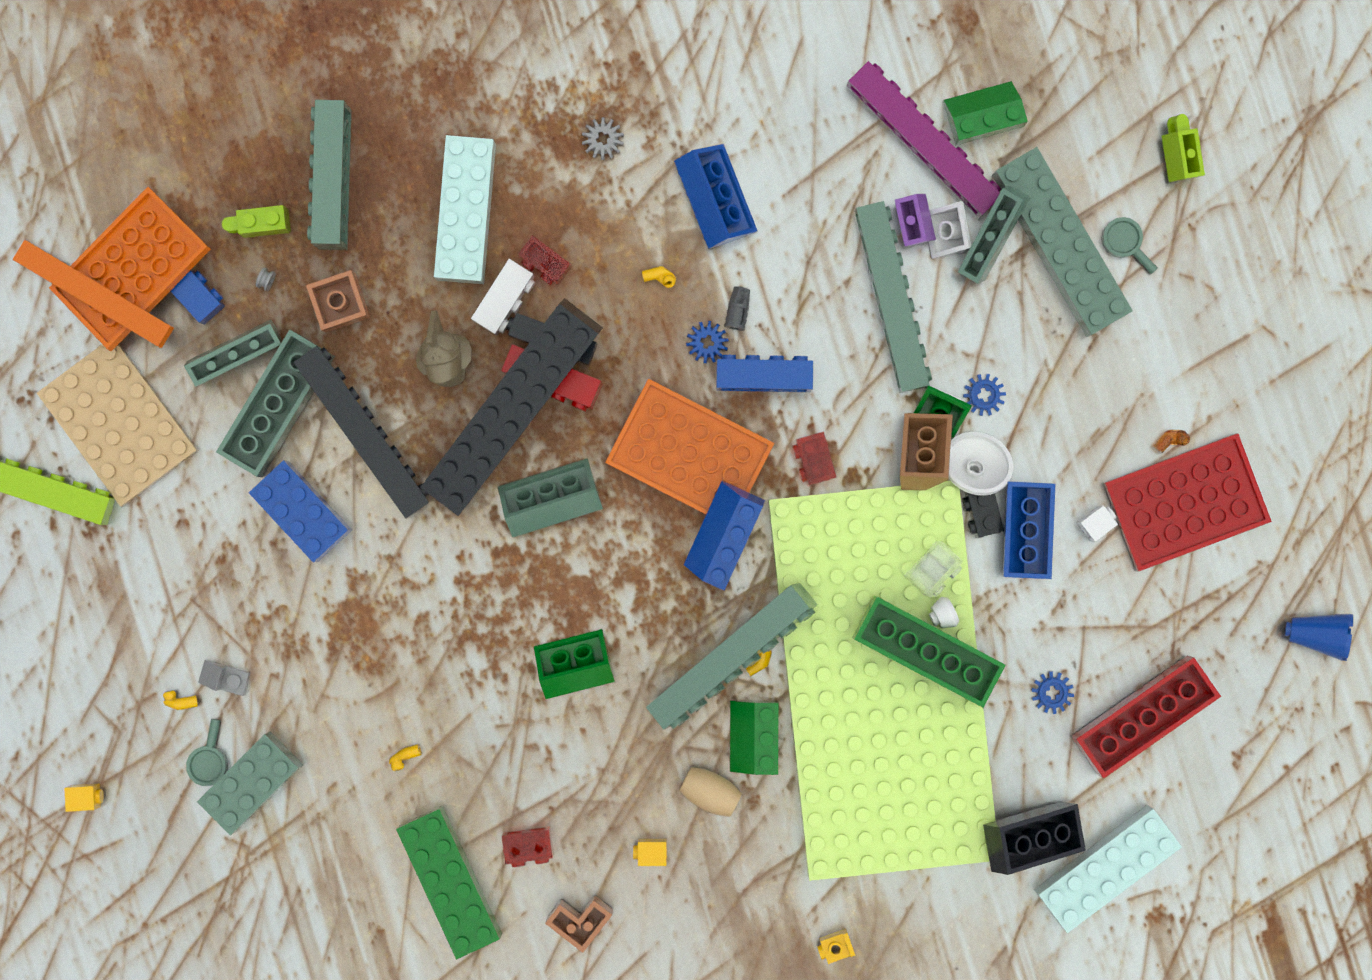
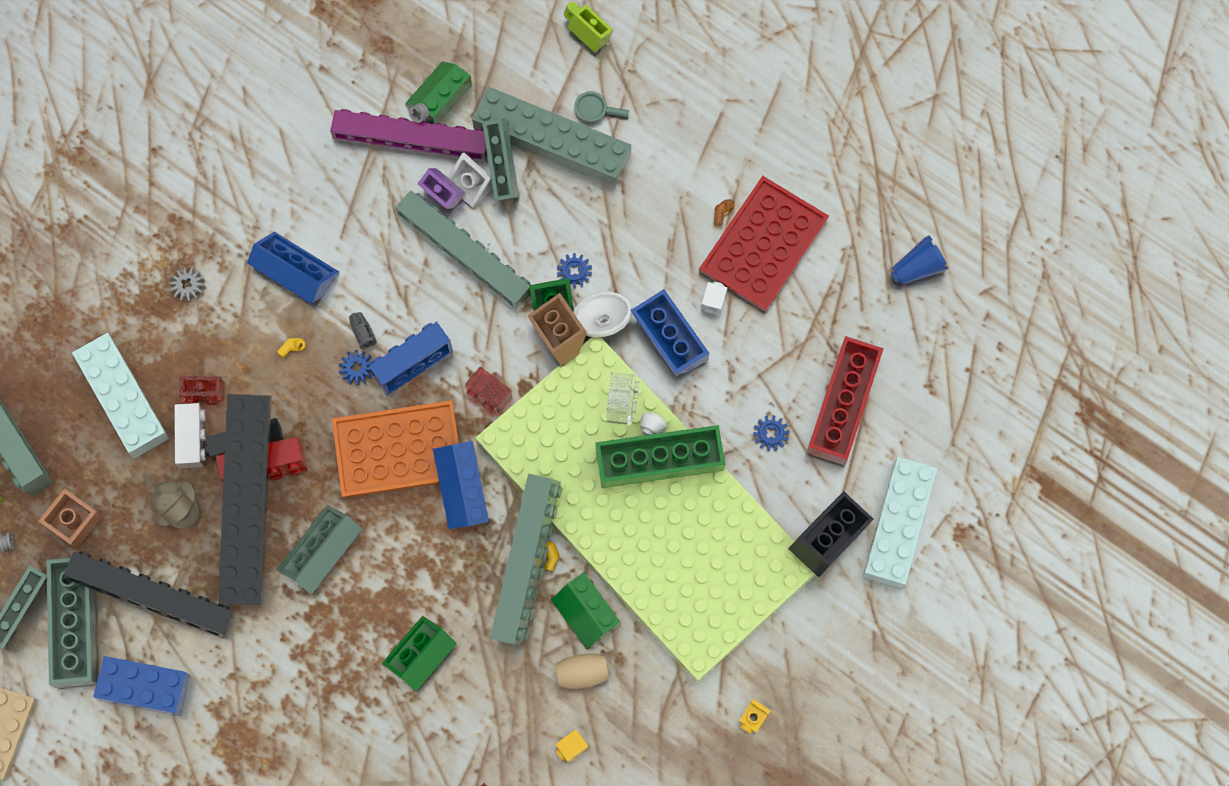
camera: 40 degrees left, 15 degrees down
(944, 123) = (413, 112): none -> light grey bush
(983, 514) = (631, 346): black bracket -> none

